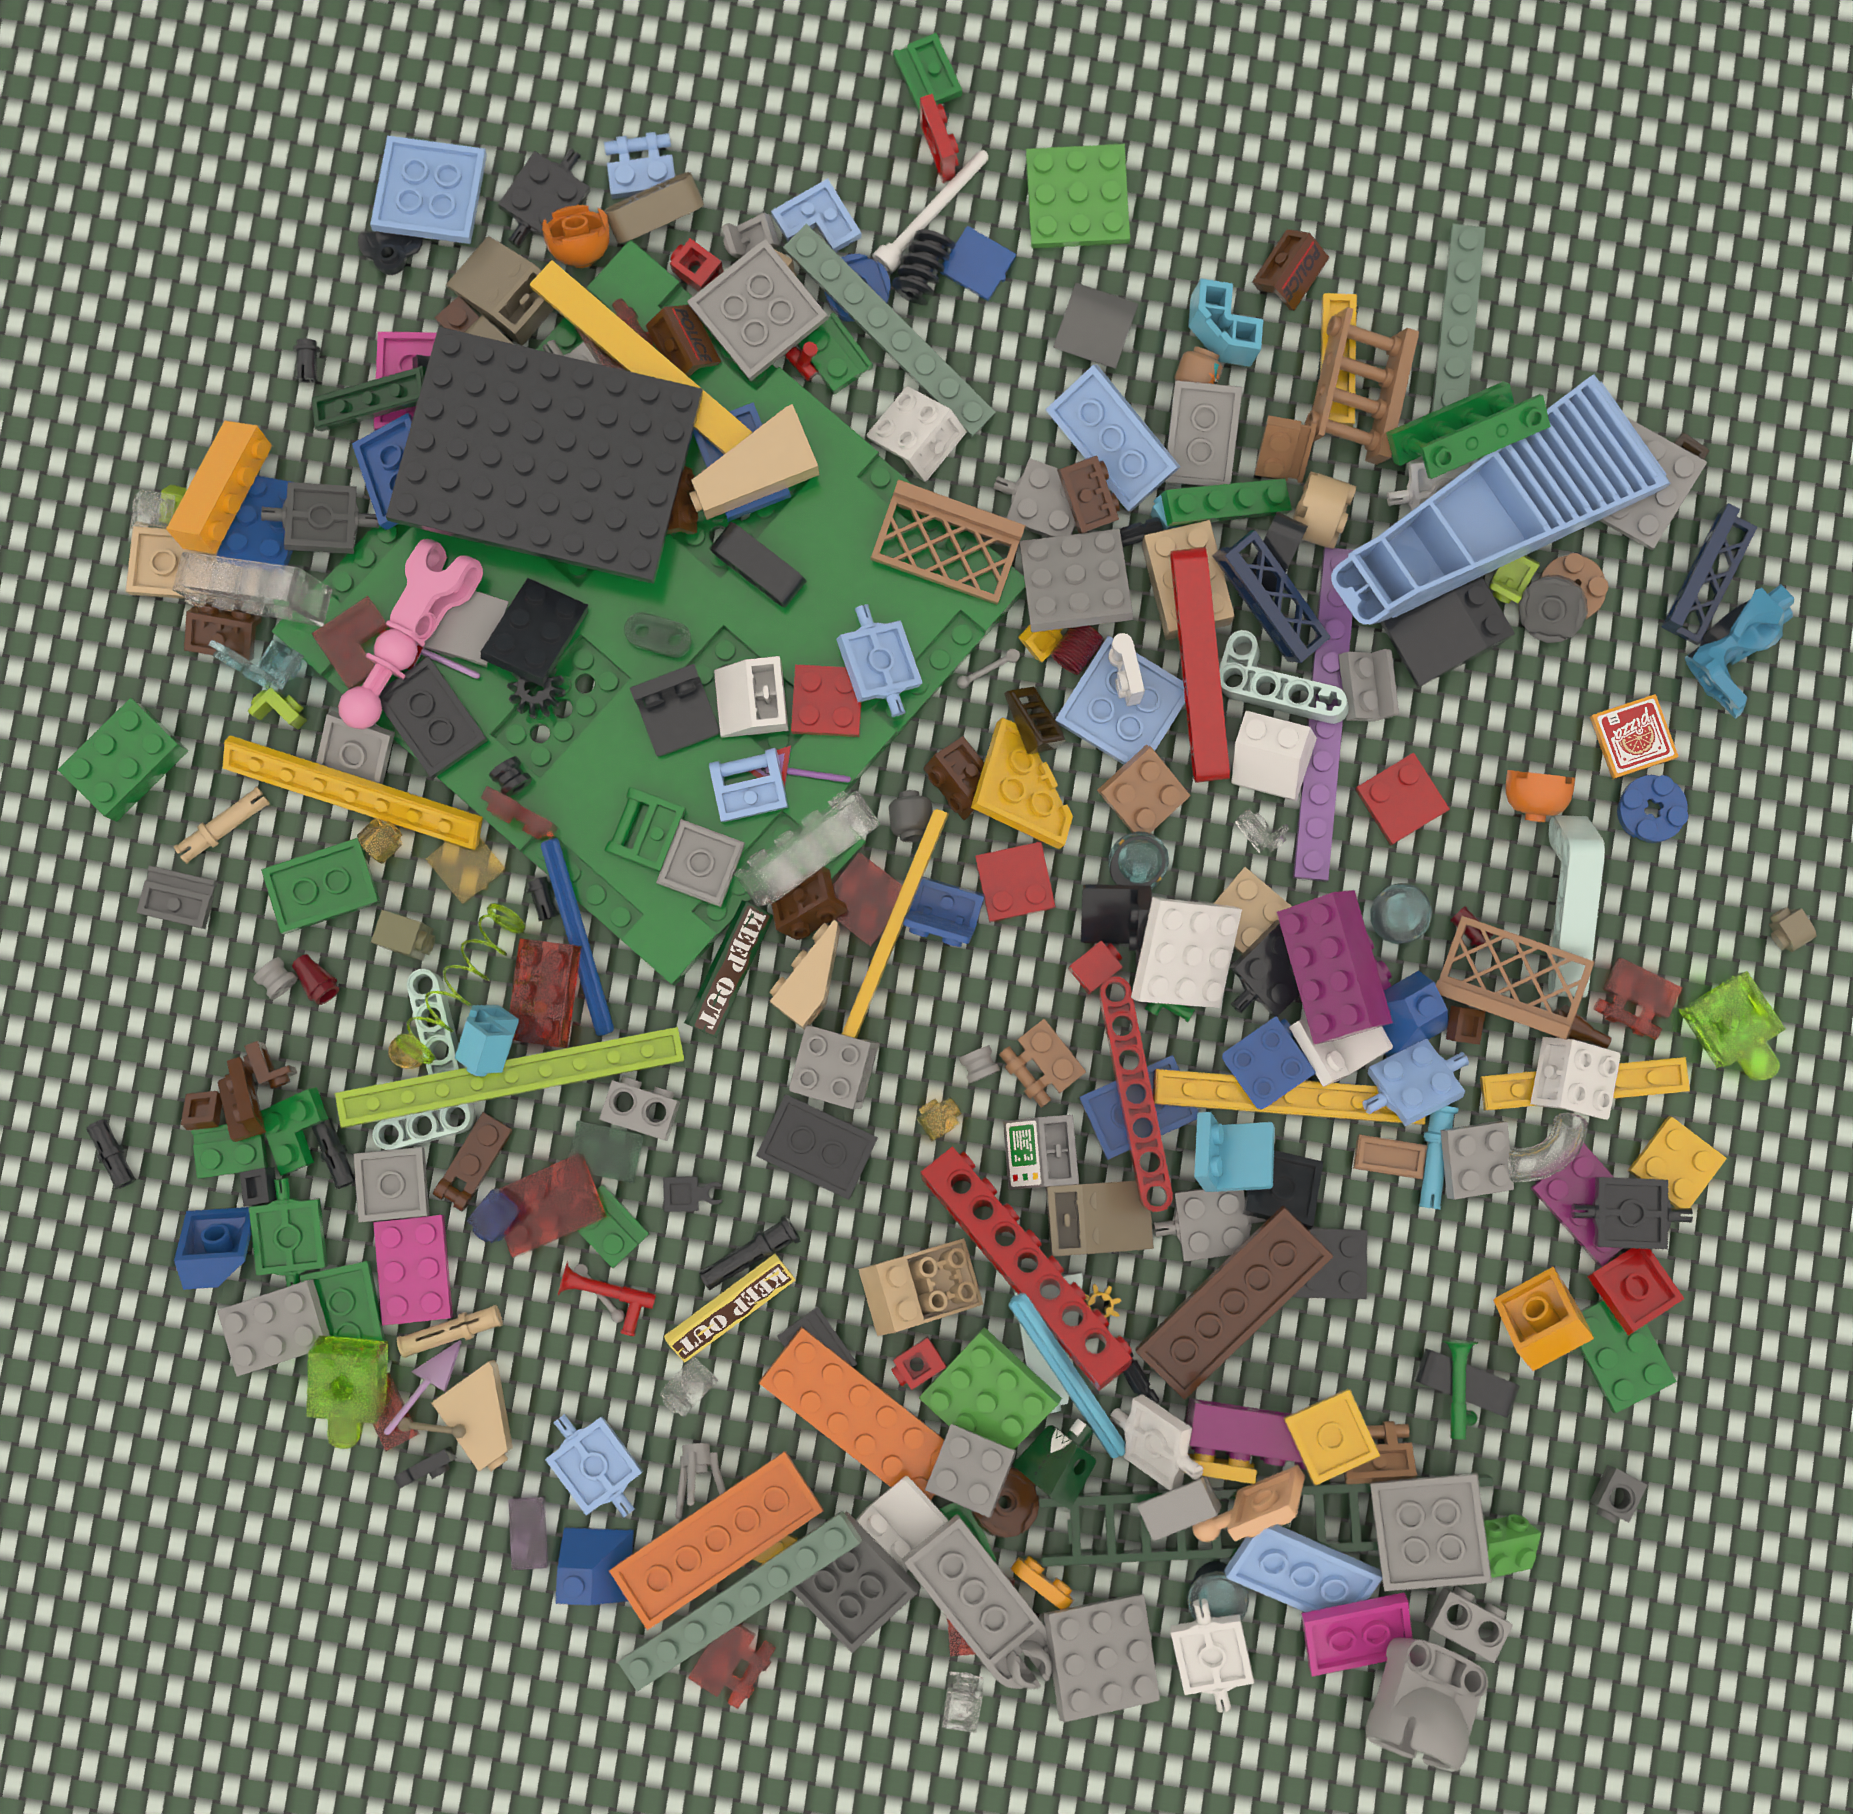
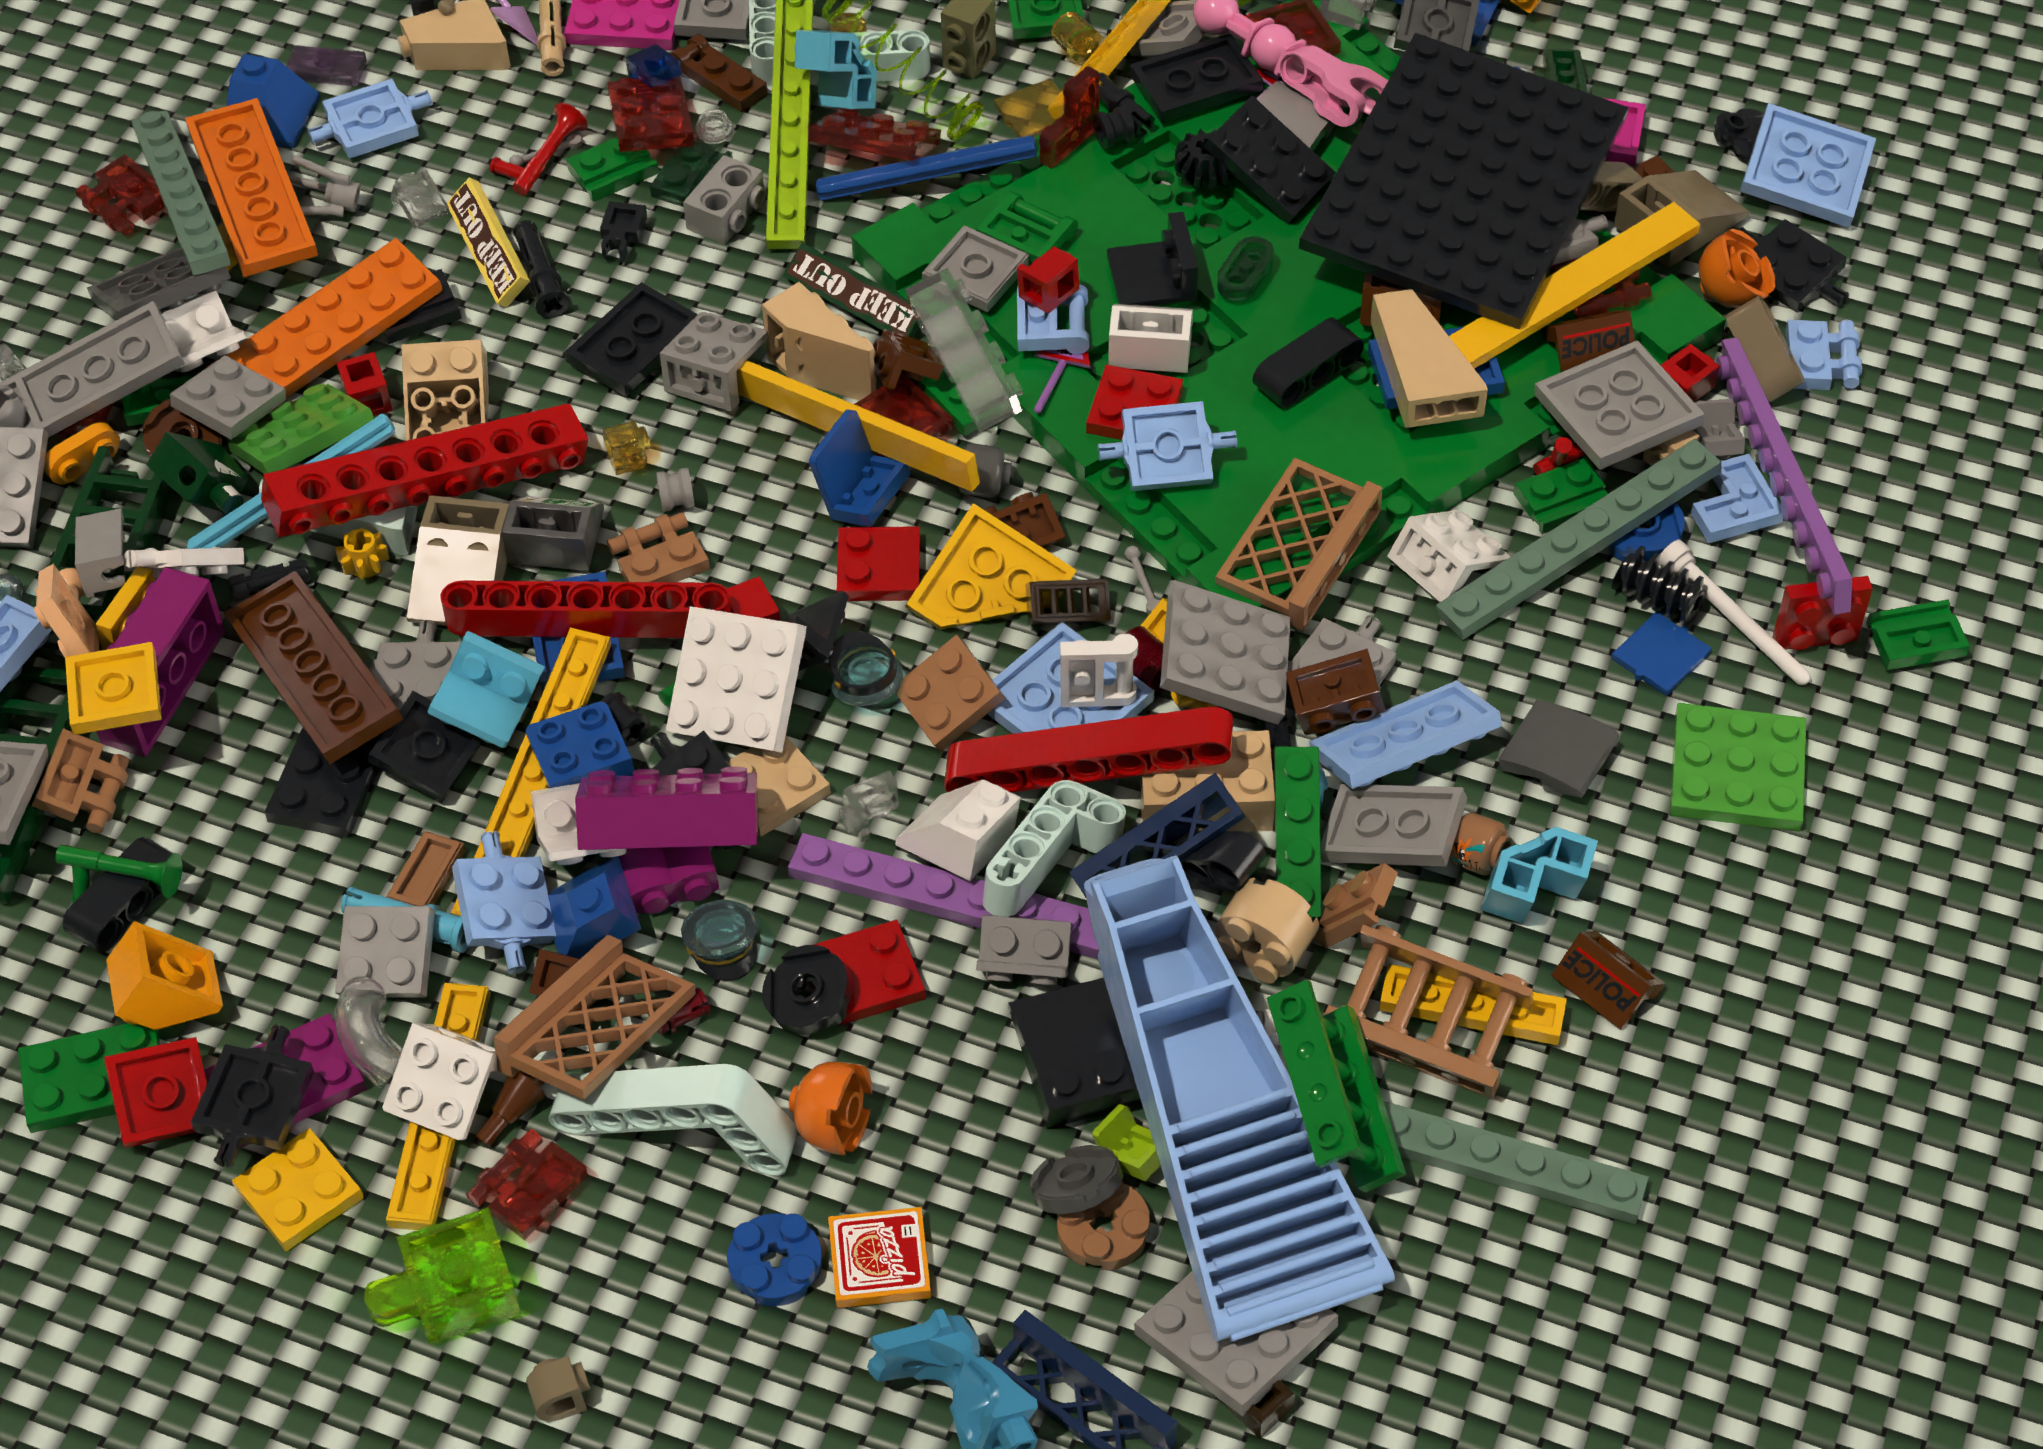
camera: 100 degrees right, 30 degrees down
(306, 358) = (1622, 51): black pin -> none
(475, 778) = (1113, 97): none -> black pin
(546, 1145) = (714, 127): none -> clear plate
(721, 789) = (1048, 279): none -> red brick
(824, 168) = (1785, 477): none -> medium lavender plate
(1218, 1043) = (630, 724): none -> black bush
(1453, 846) = (822, 1008): none -> black plate

